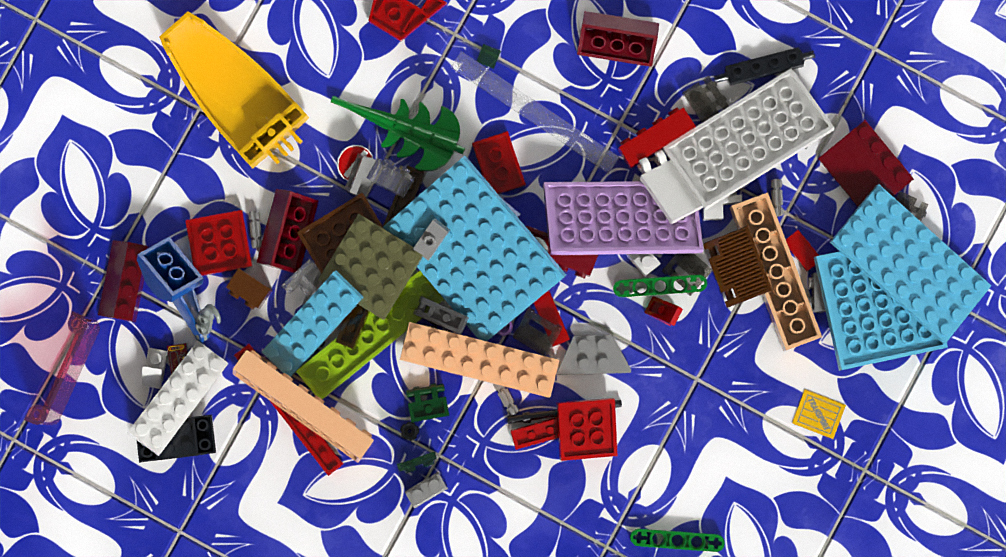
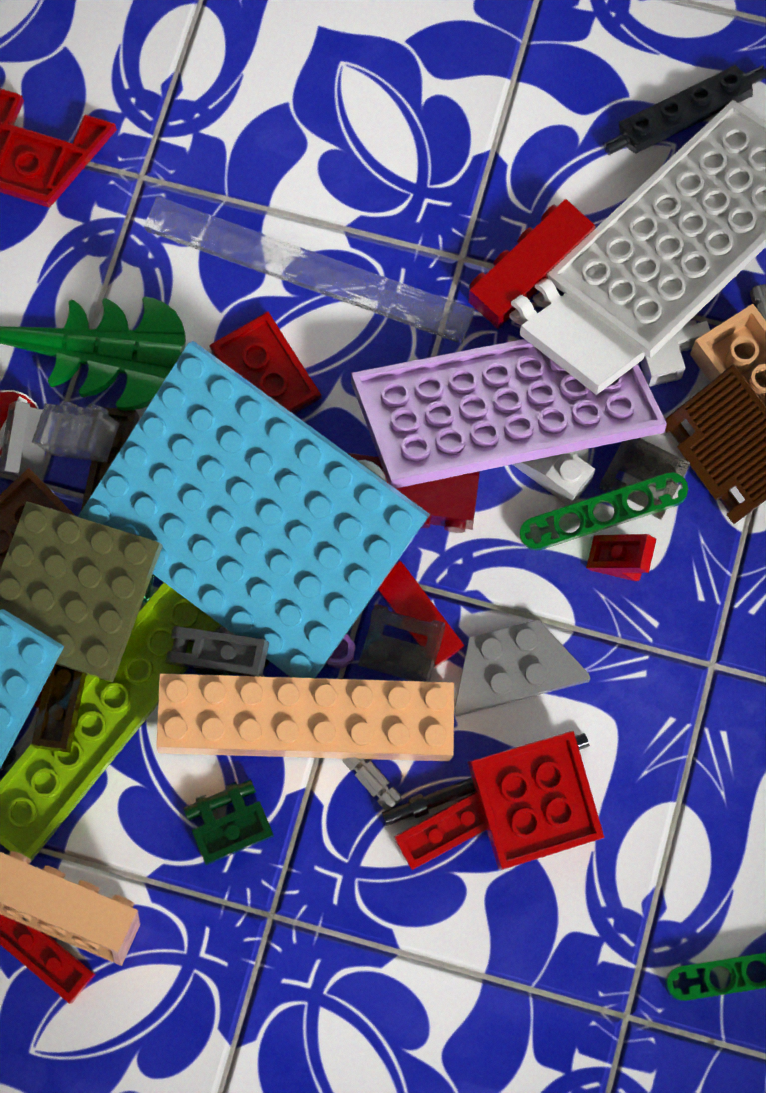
camera: 10 degrees left, 10 degrees down
(404, 429) = (196, 880): black plate -> none
(409, 466) = (219, 947): clear green wing -> none
(426, 490) = (260, 986): light grey brick -> none
(431, 239) = (168, 512): light grey plate -> none
(488, 56) = (208, 196): clear green tile -> none
(618, 38) = (424, 118): dark red slope -> none
(701, 103) = (592, 189): clear smoke plate -> none

